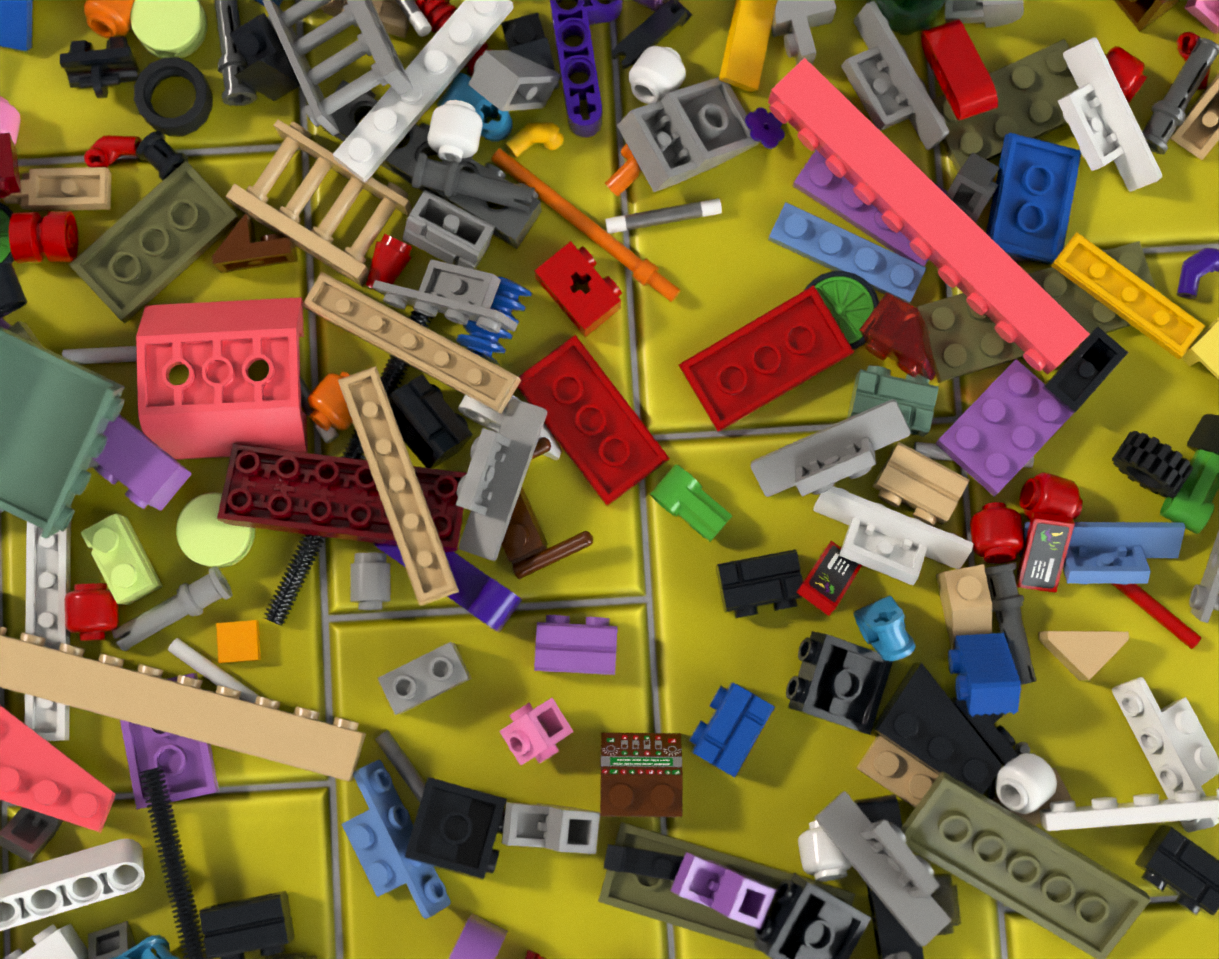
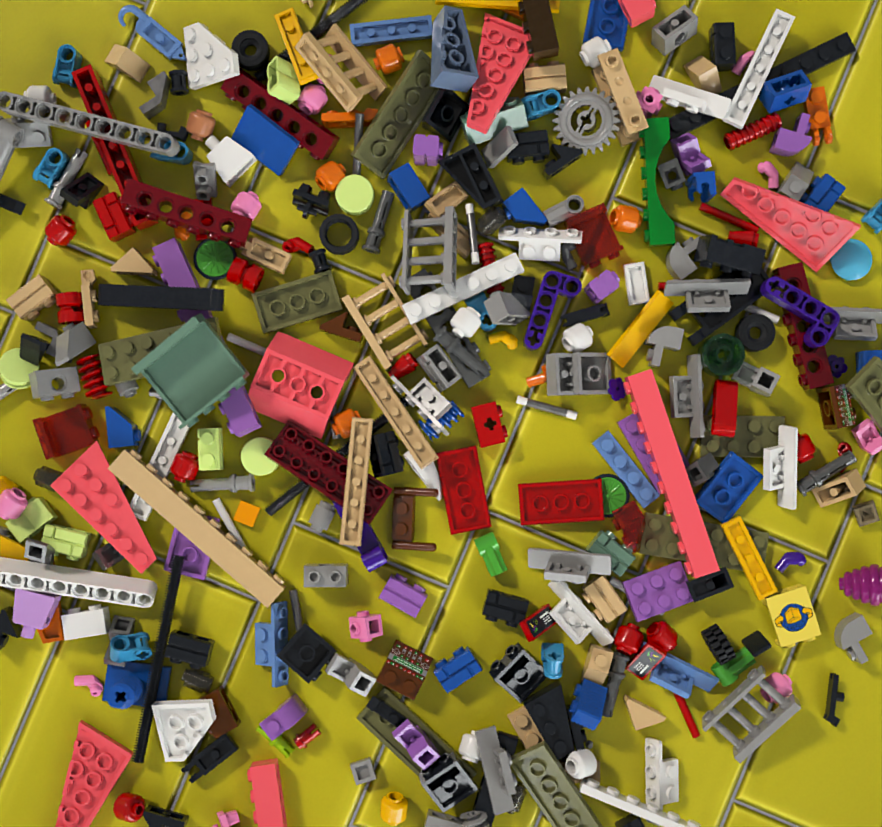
camera: 30 degrees right, 5 degrees up
(267, 61) = (392, 240): black slope -> none
(497, 476) = (405, 499): light grey bracket -> none
(644, 271) = (524, 431): orange bar -> none

